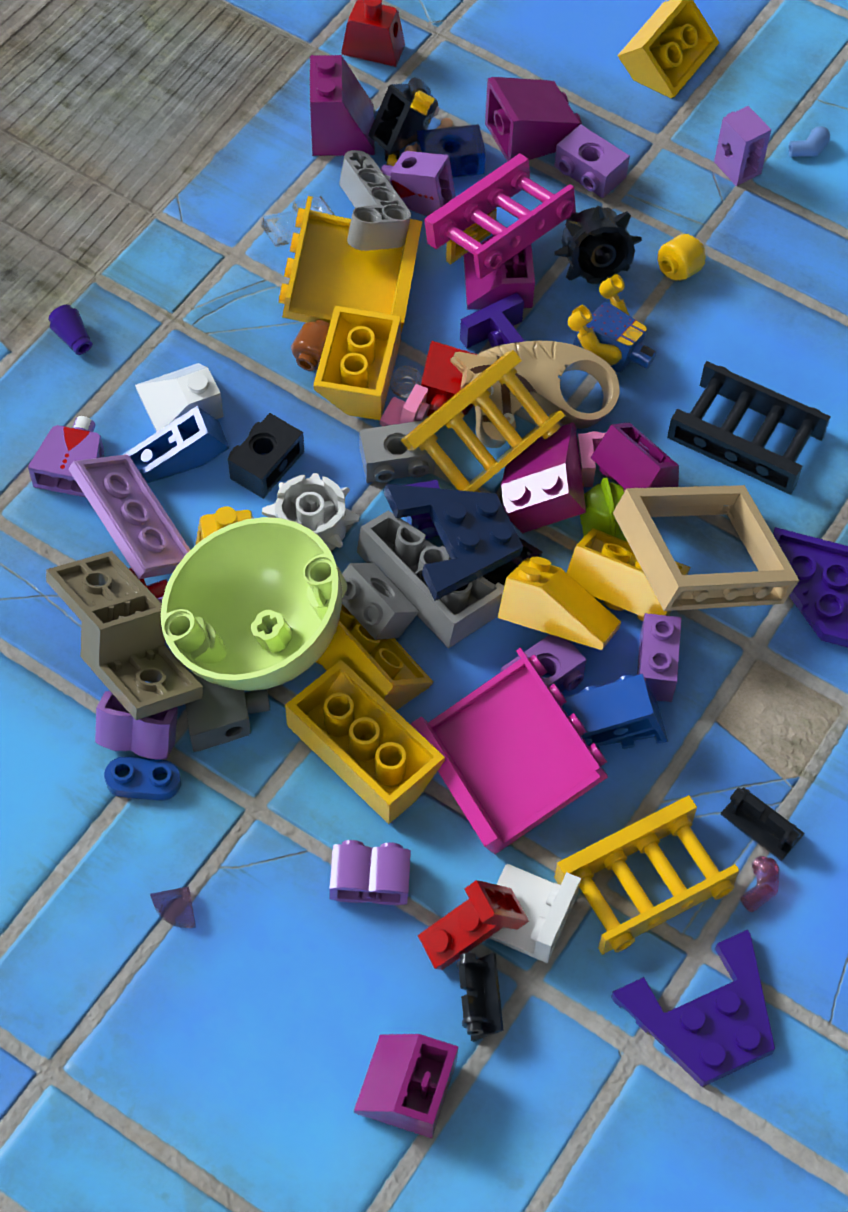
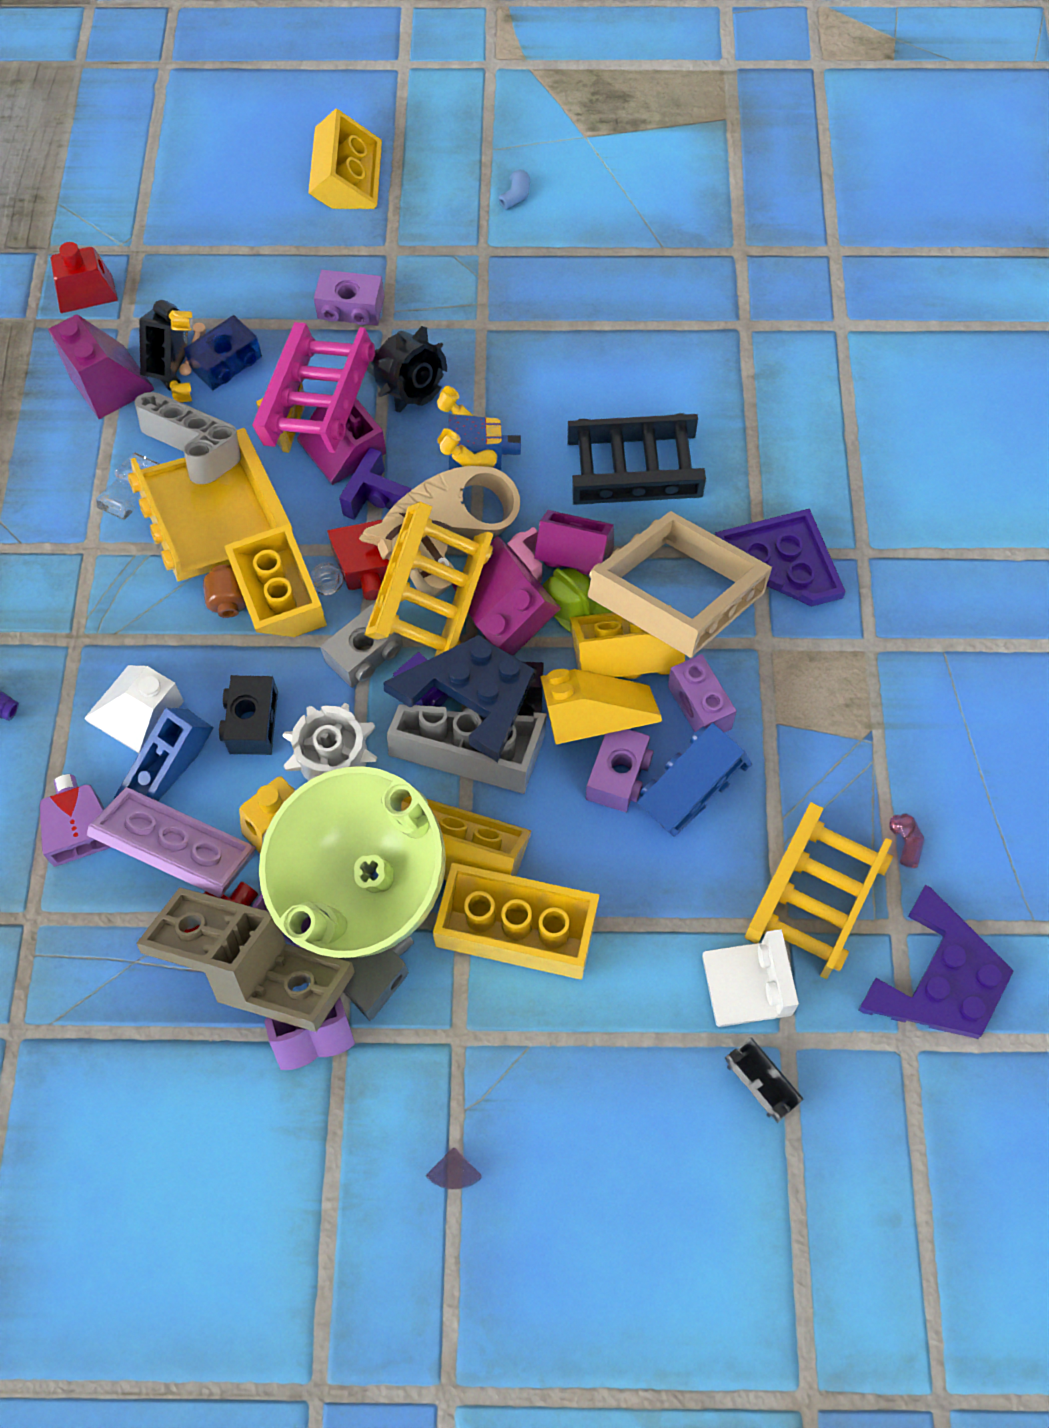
camera: 30 degrees left, 5 degrees up
(140, 780) = (344, 1076): blue plate -> none
(370, 873) = (599, 1033): medium lavender brick -> none
(376, 601) = (448, 791): light grey brick -> none
(407, 1082) = (759, 1197): magenta slope -> none
(410, 411) = (345, 608): bright pink bracket -> none
(422, 180) = (220, 391): medium lavender torso -> none
(472, 922) = (715, 1026): red bracket -> none
(513, 753) = (646, 853): dark pink panel -> none
(528, 116) = (270, 287): magenta slope -> none
(681, 257) = (481, 342): yellow head -> none
(742, 145) = (467, 218): medium lavender brick -> none
(762, 823) = (874, 788): black hinge -> none

